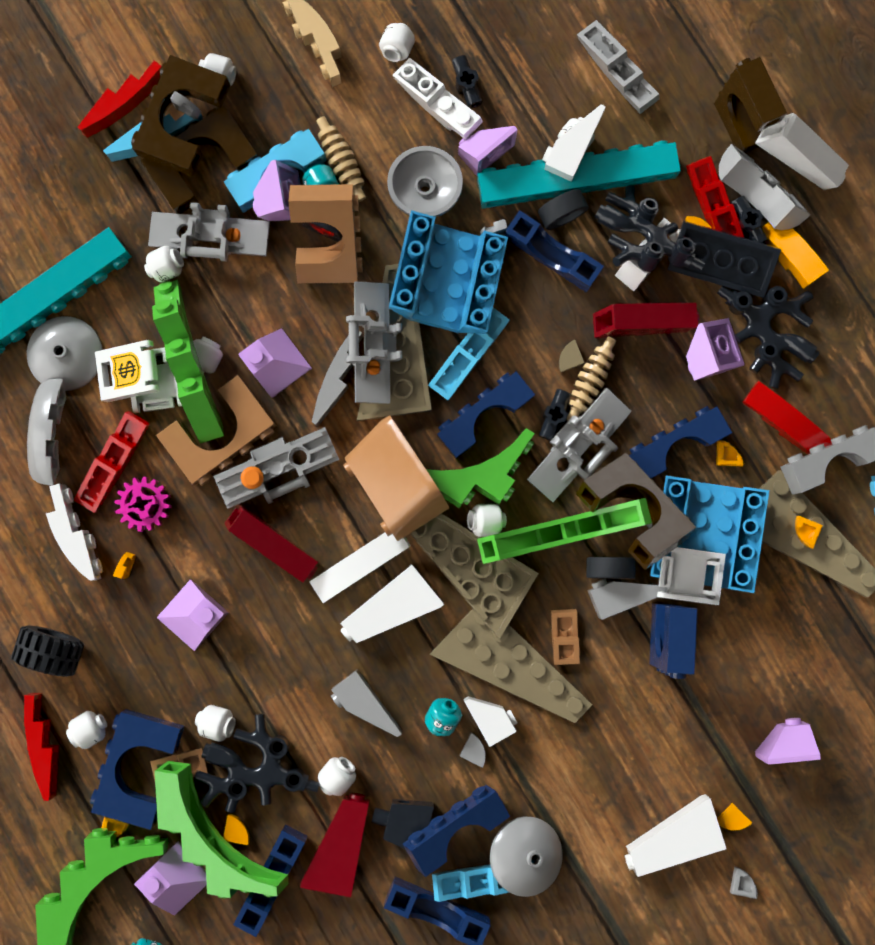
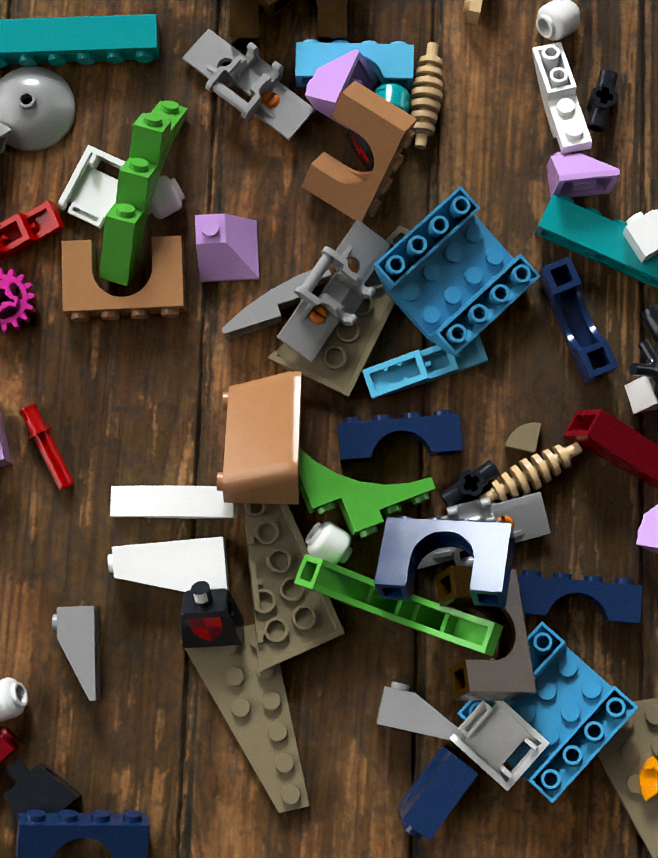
camera: 40 degrees right, 5 degrees down
(129, 370) = (81, 164): white container -> none
(164, 264) = (185, 84): white head -> none
(244, 584) = (46, 446): none -> red axle
(271, 543) = (99, 422): dark red slope -> none
(272, 460) = (156, 341): light grey piece -> none
(422, 168) = (497, 154): light grey dish -> none
(441, 625) = (210, 617): none -> black torso
(443, 717) = (149, 713): teal head -> none
(473, 750) = (157, 770): light grey tile -> none
(491, 719) = (196, 749): white slope -> none
(498, 228) = (538, 261): light grey tile -> none
(542, 480) = (411, 539): none -> arch
(563, 209) = (615, 285): black tyre -> none
(565, 637) = (328, 717): medium nougat slope -> none
(611, 567) = (422, 677): black tyre -> none
(727, 455) = (621, 645): light orange tile -> none

